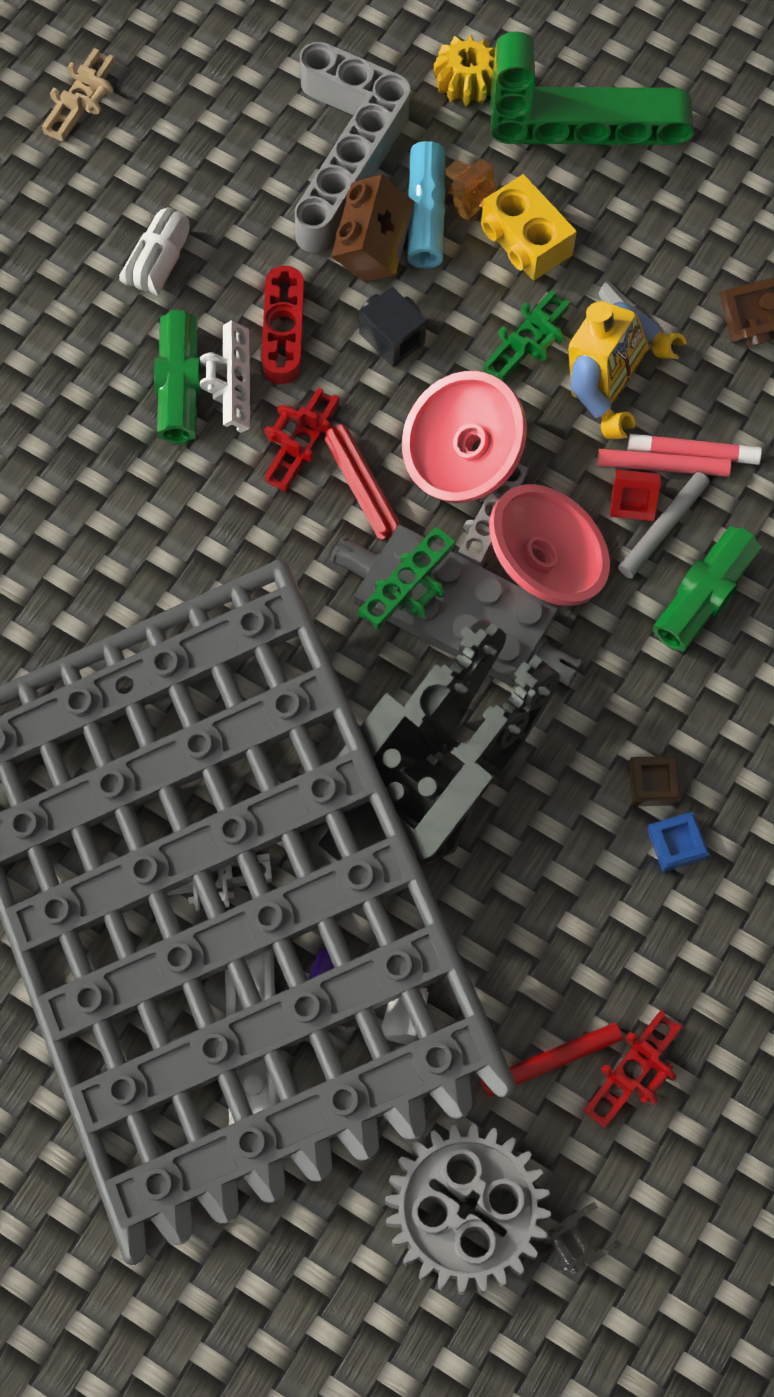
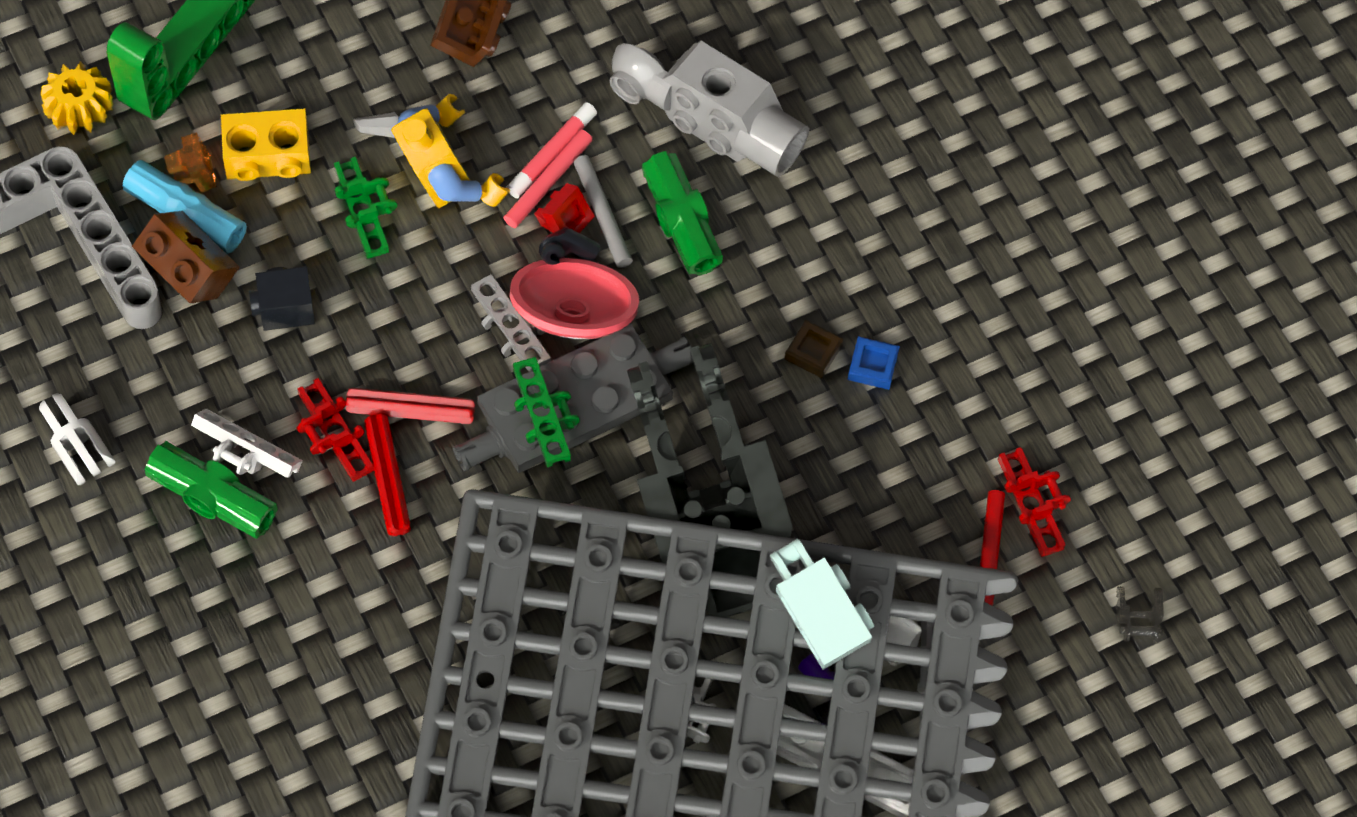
camera: 60 degrees left, 5 degrees down
(284, 502) = (387, 475): none -> red axle
(291, 339) = (223, 399): red beam -> none
(353, 920) = (821, 606): none -> light aqua brick
(440, 1246) = (1091, 710): light grey gear -> none
(448, 423) = (403, 306): coral dish -> none
(603, 508) = (565, 242): none -> black arm

